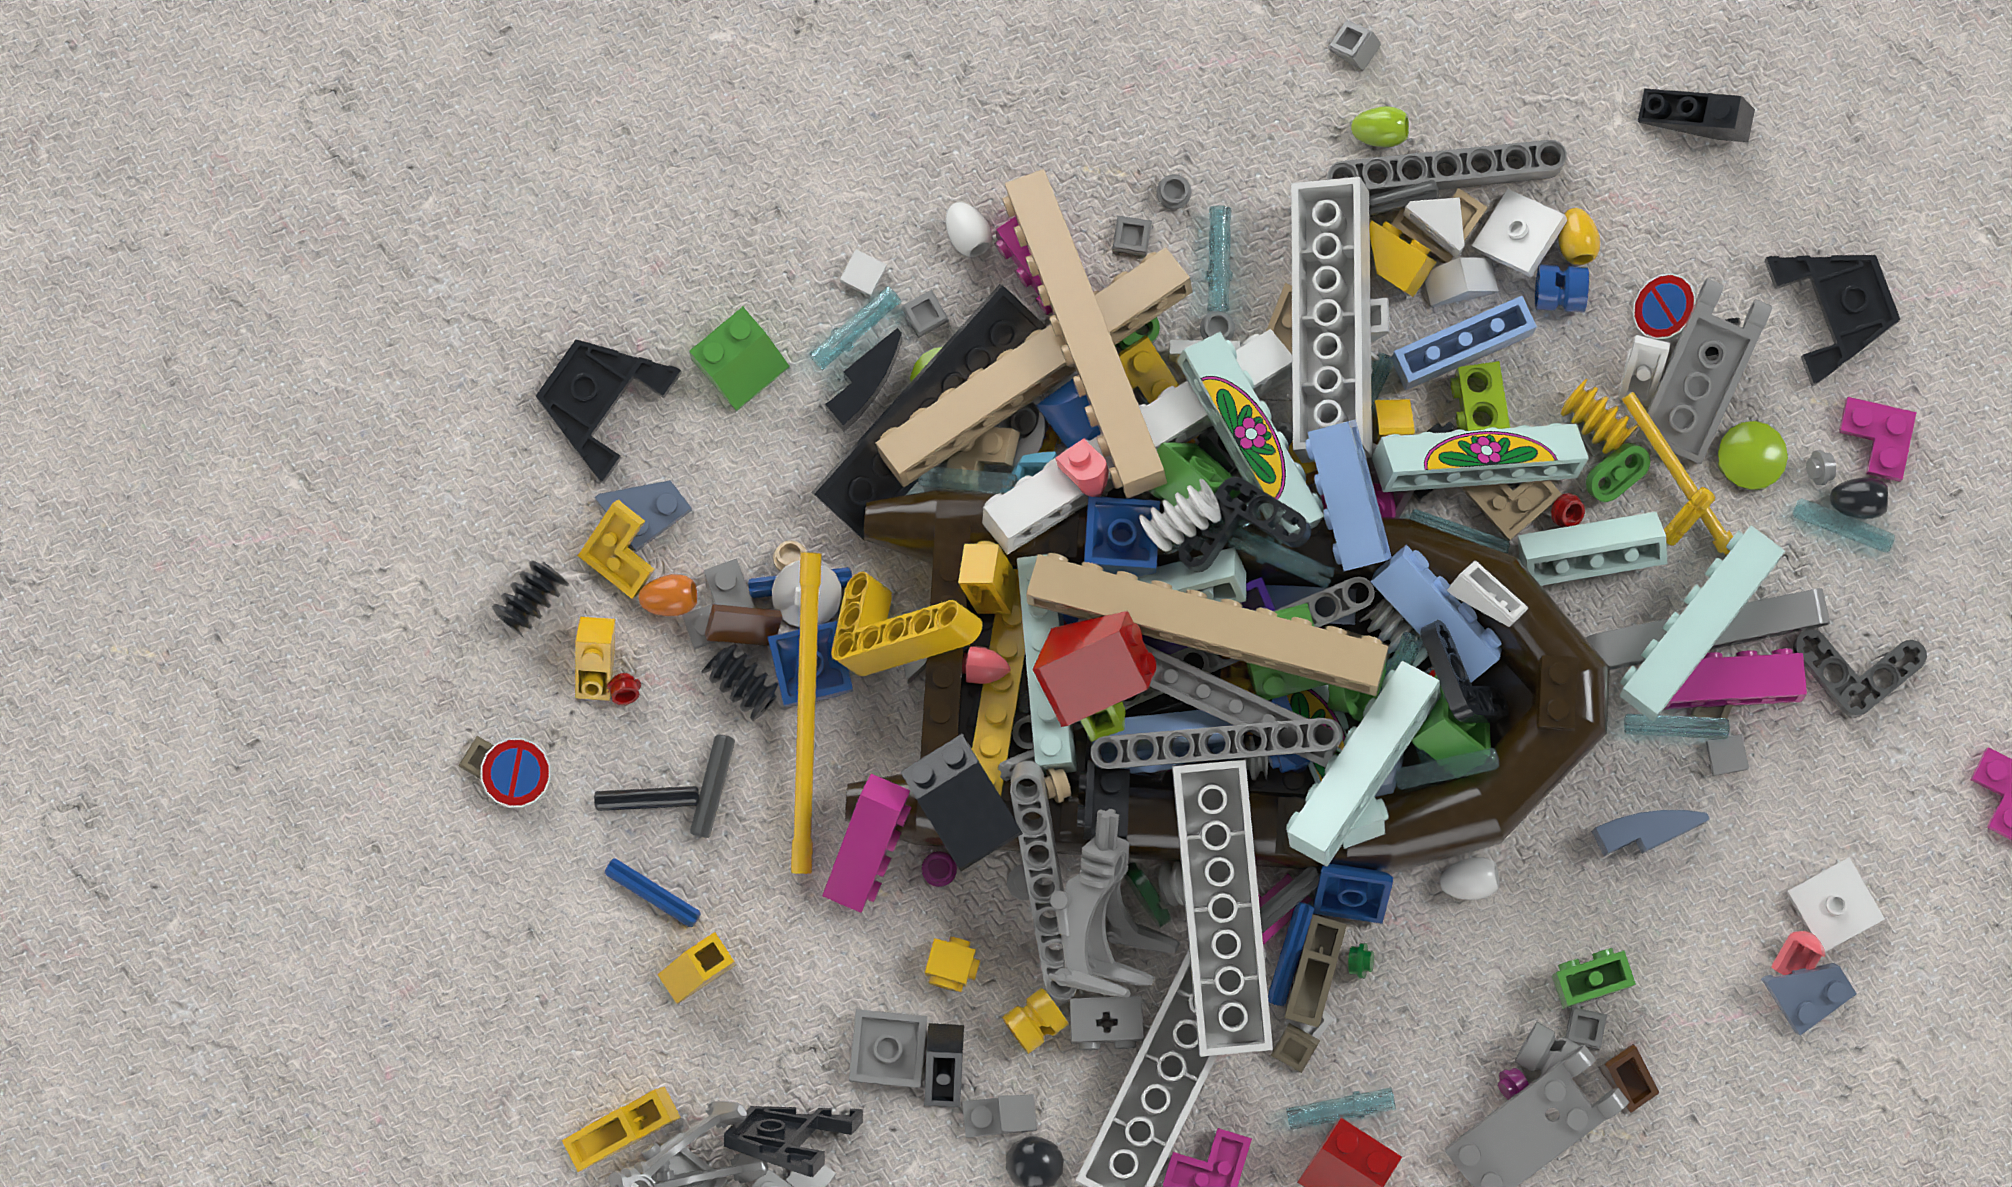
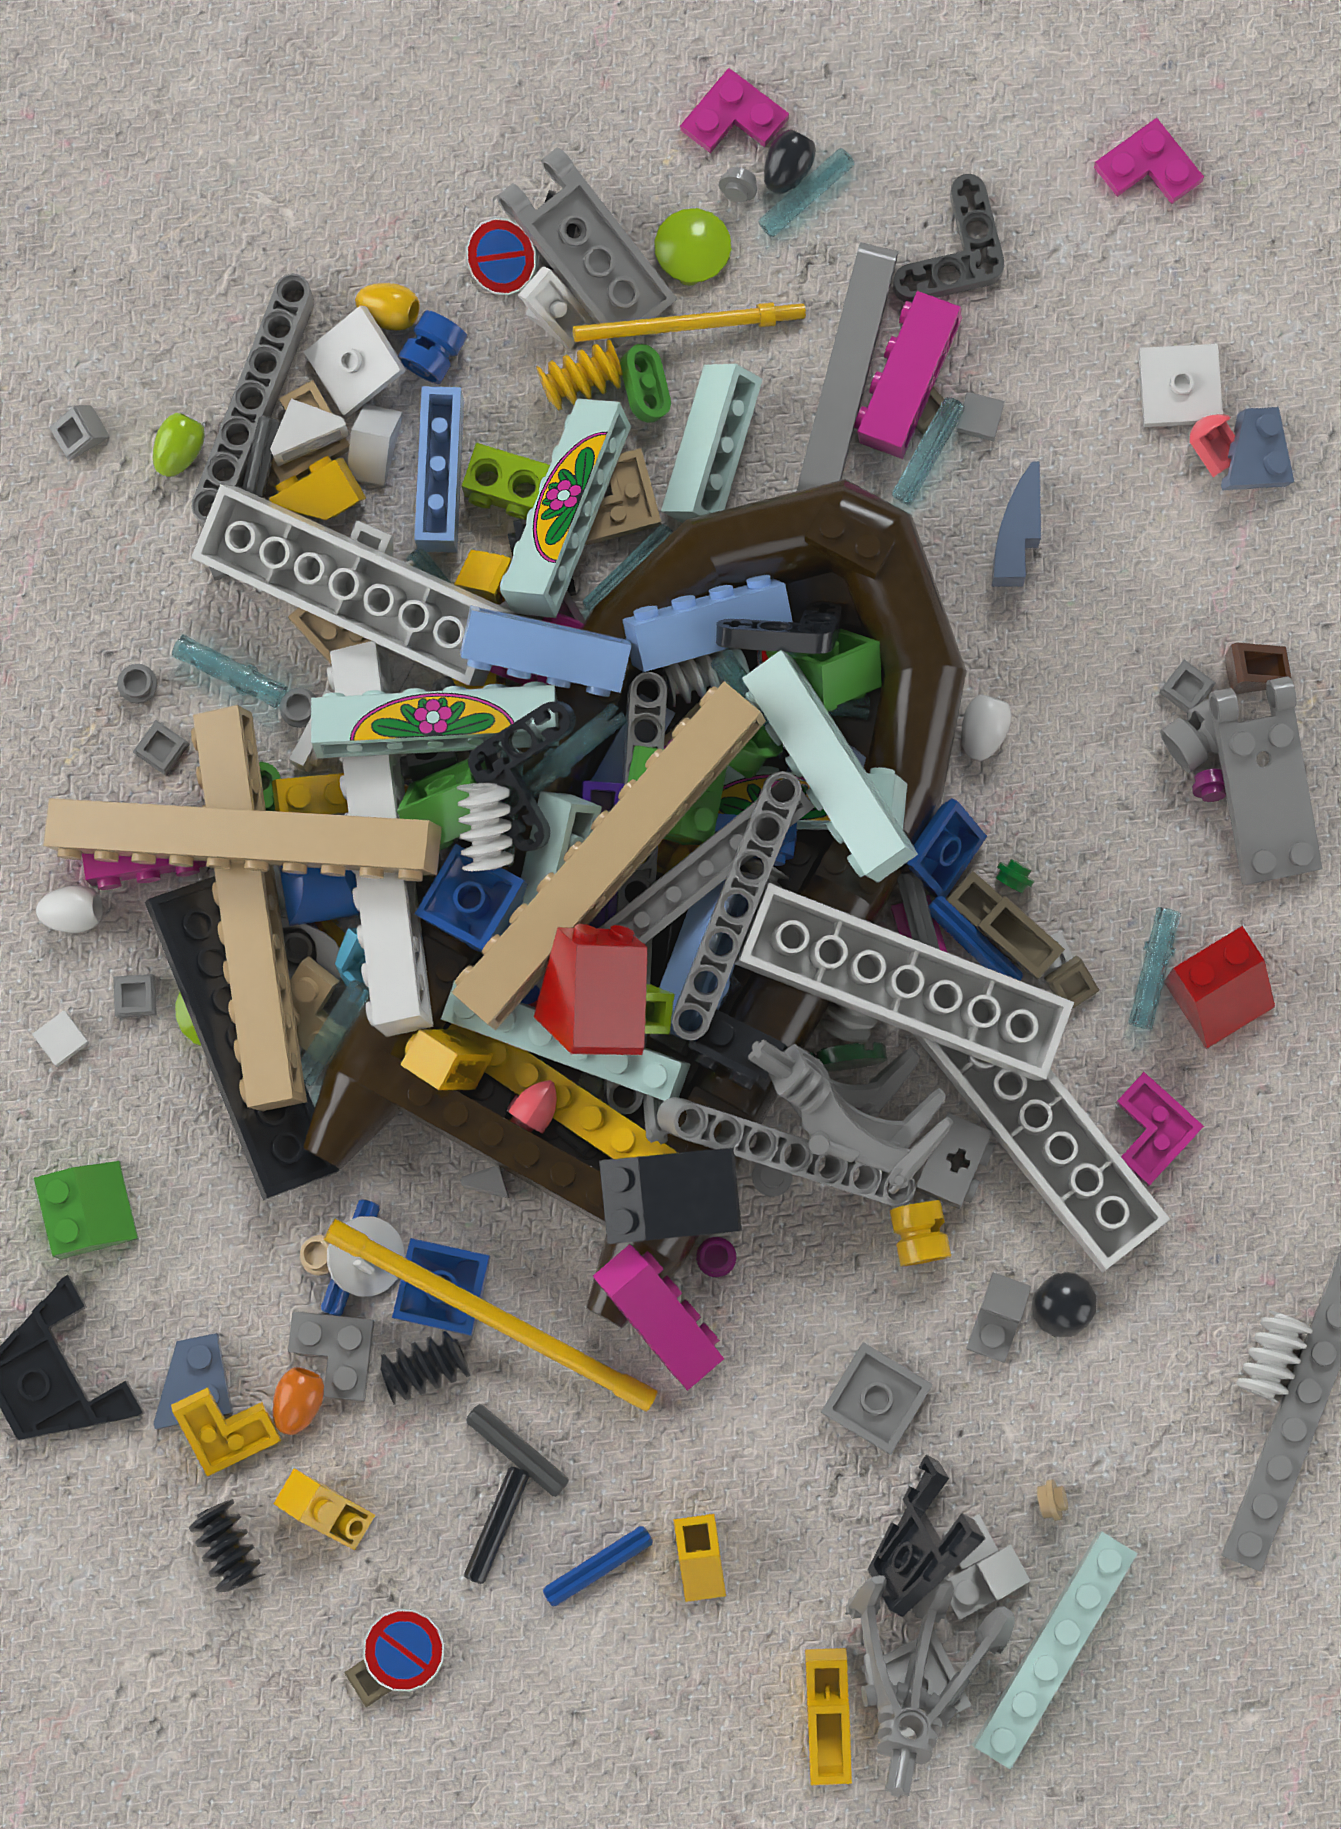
camera: 55 degrees left, 0 degrees up
(624, 688) = (371, 1493): red plate -> none
(742, 624) = (366, 1337): reddish brown tile -> none
(824, 355) = (126, 1119): clear light blue pin -> none
(865, 381) = (174, 1090): black slope -> none
(873, 643) = (455, 1213): yellow beam -> none
(944, 1065) = (921, 1348): black slope -> none
(951, 964) = (821, 1290): yellow brick -> none
(1057, 785) = (696, 1089): tan plate -> none
(1085, 468) = (384, 902): coral plate -> none
(1447, 768) = (869, 690): clear light blue axle -> none
(1485, 593) = (715, 561): white slope -> none
(1567, 510) = (659, 451): red plate -> none
(1594, 979) = (1145, 654): bright green brick -> none
(1688, 515) = (723, 332): yellow axle -> none
(1698, 113) = (322, 130): black slope -> none
(1701, 623) = (841, 373): light aqua brick -> none
(1851, 299) = (584, 74): black wing -> none

